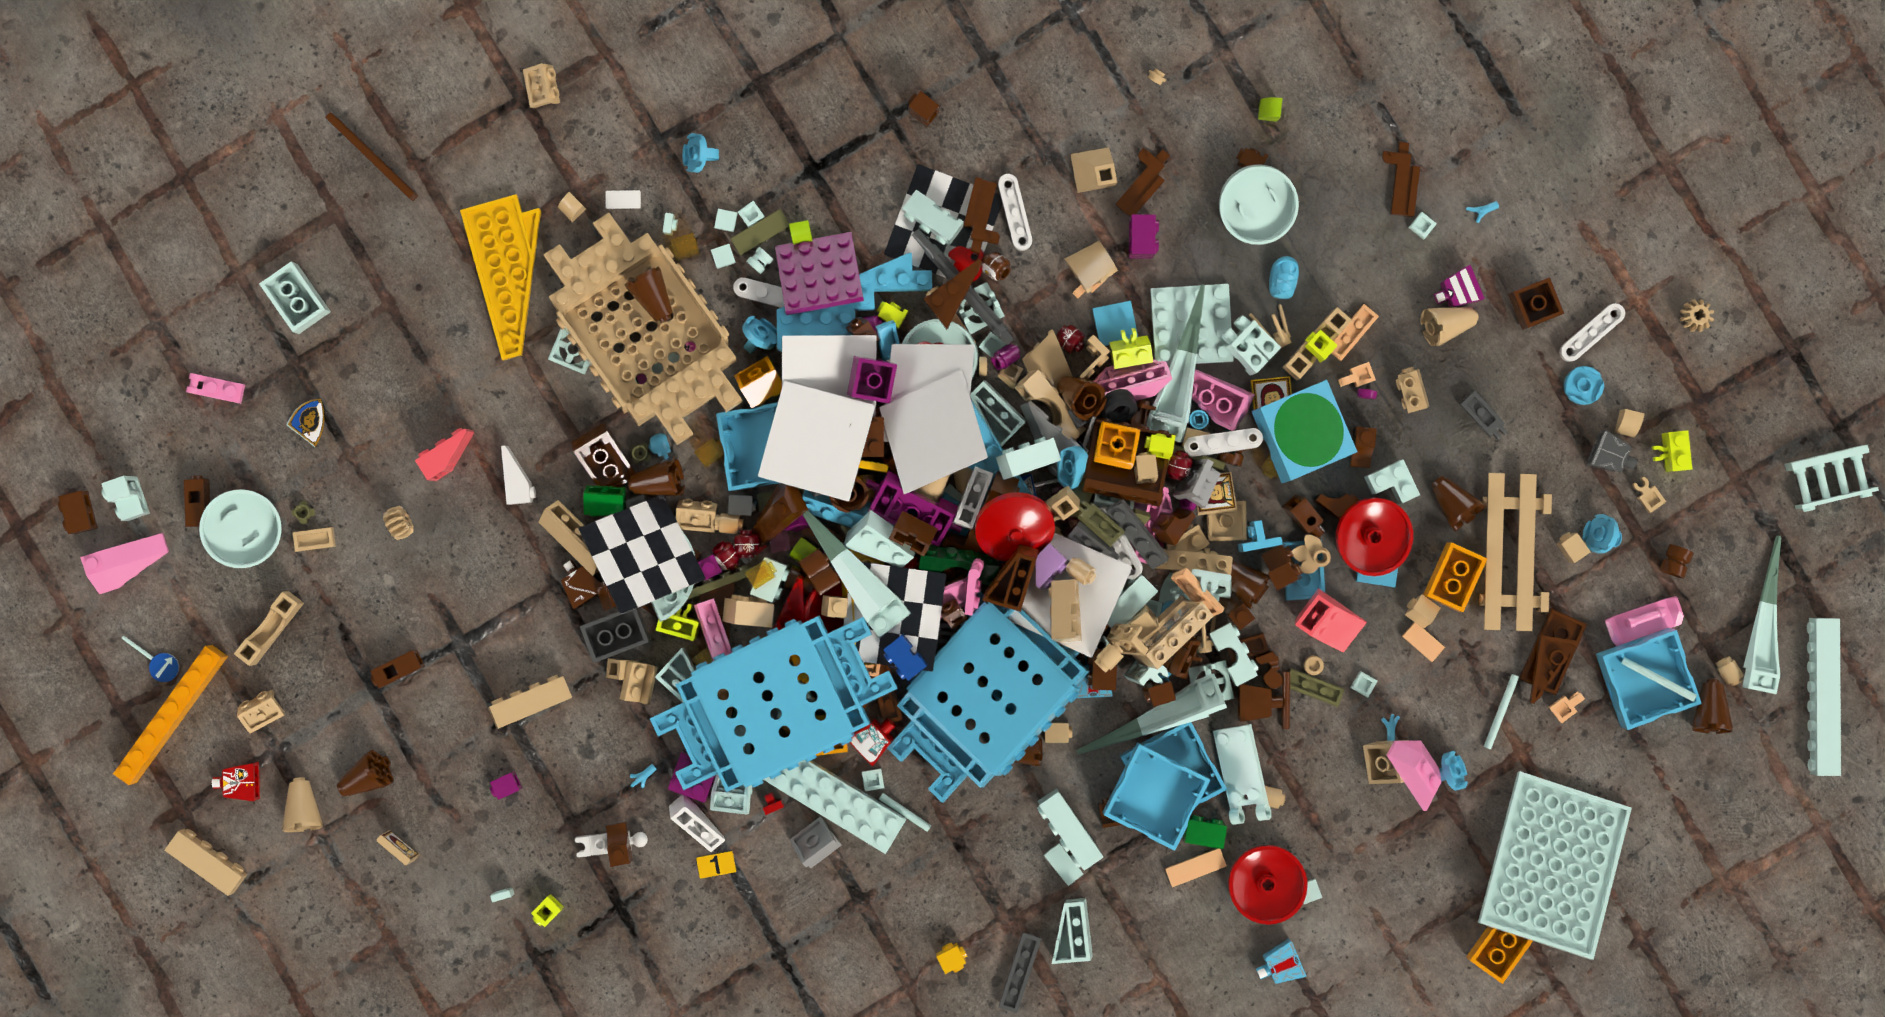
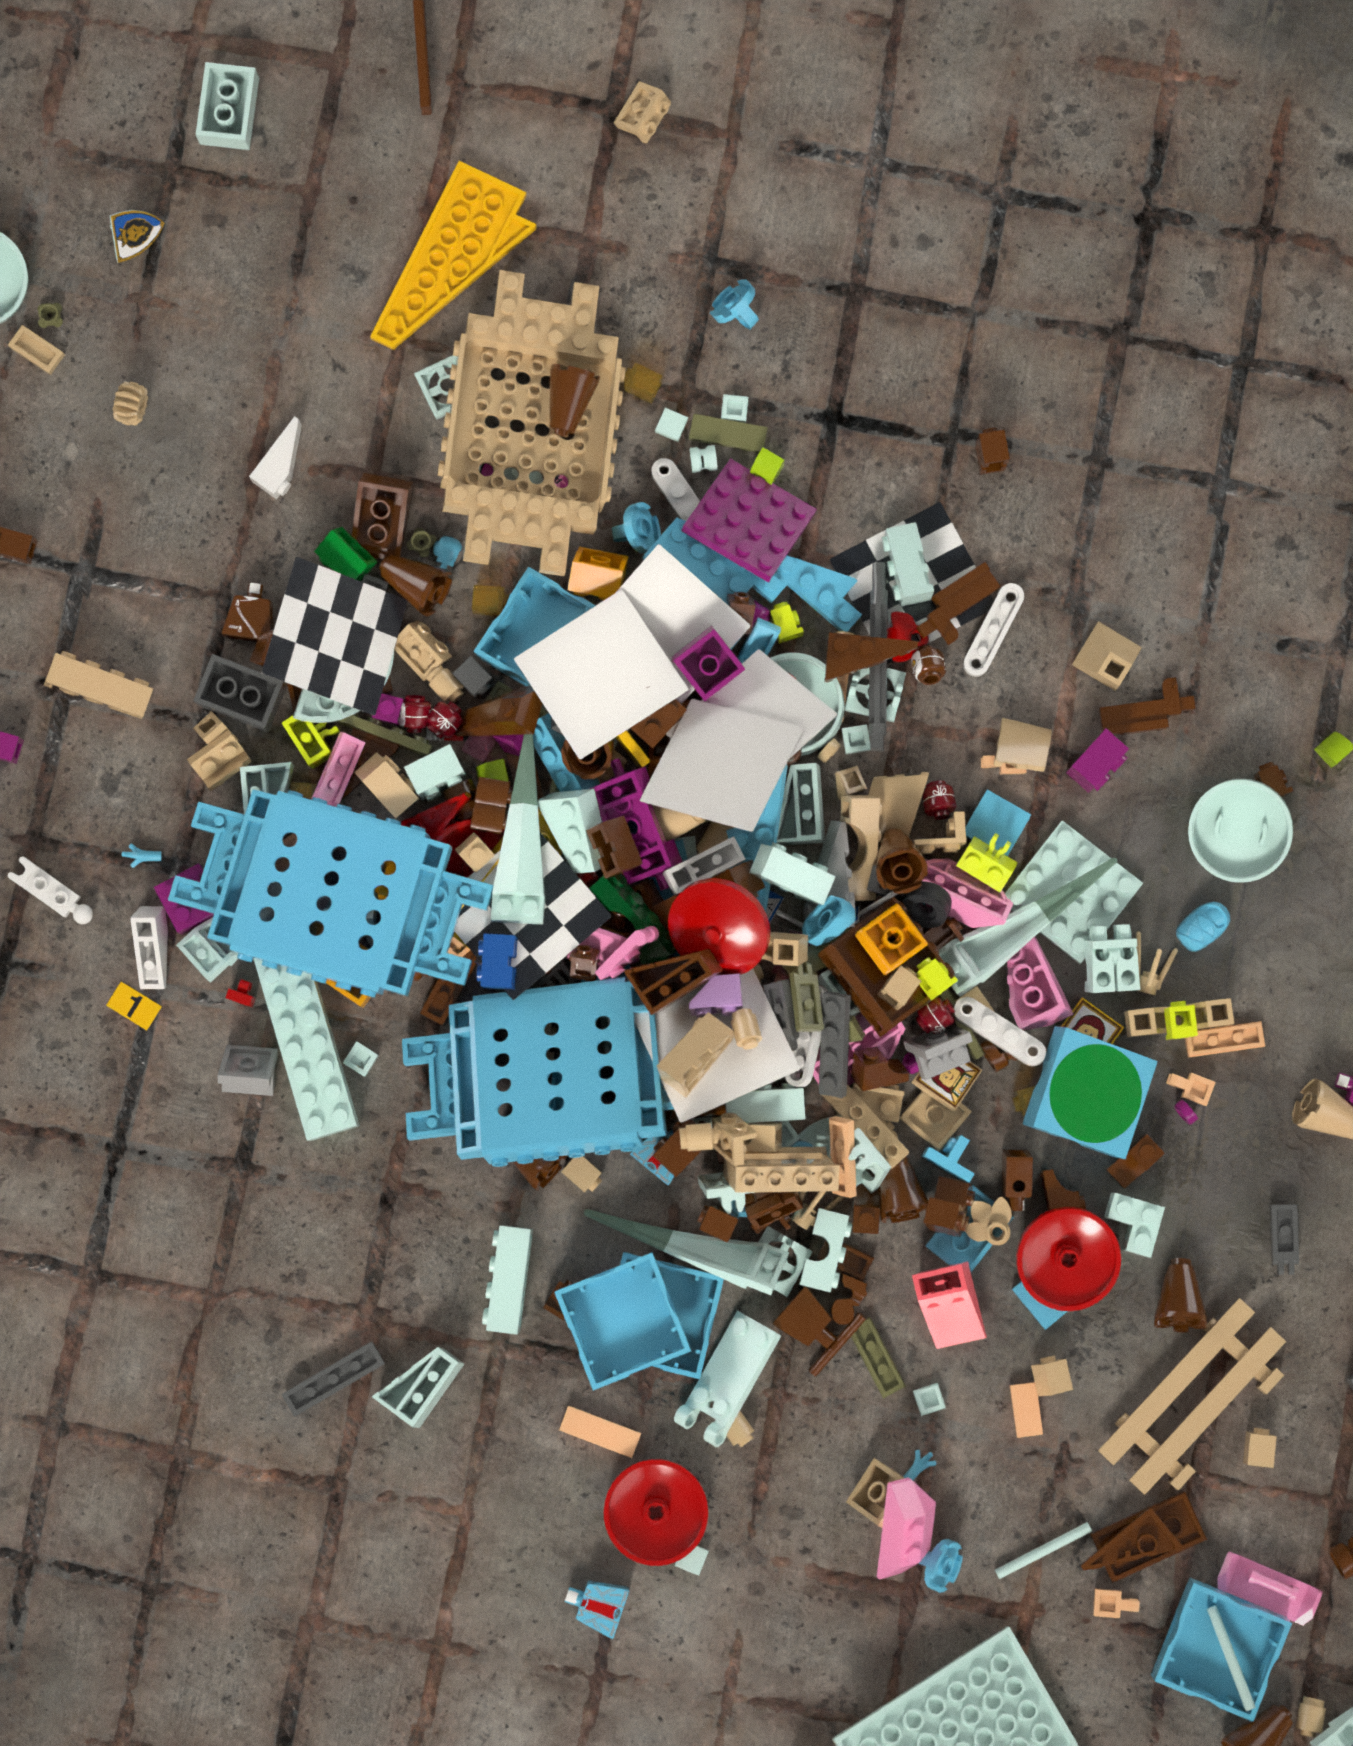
camera: 45 degrees right, 5 degrees down
(216, 388) = (75, 127): bright pink plate -> none
(444, 456) = (233, 378): coral slope -> none
(564, 529) = (282, 545): tan brick -> none
(571, 207) = (567, 250): tan brick -> none
(618, 844) = (57, 898): reddish brown arch -> none
(623, 199) = (624, 287): white sticker -> none
(670, 224) = (647, 349): light aqua plate -> none
(725, 220) = (705, 393): light aqua tile -> none
(761, 574) = (432, 756): clear yellow brick -> none
(873, 739) = (395, 1019): torso -> none
(905, 812) = (363, 1119): light aqua bar -> none
(952, 957) = (279, 1303): yellow brick -> none
(1005, 356) = (859, 760): magenta brick -> none
(1063, 864) = (471, 1310): light aqua tile -> none
(1156, 76) = (1249, 620): tan plate -> none
(1195, 422) = (994, 989): medium azure wheel -> none
(1205, 832) = (640, 1404): green brick -> none
(1313, 665) = (895, 1335): tan tile -> none
(1413, 390) = (1235, 1147): tan brick -> none
(1455, 577) = (1114, 1371): light orange brick -> none
(1602, 534) = (1301, 1461): medium azure tile -> none

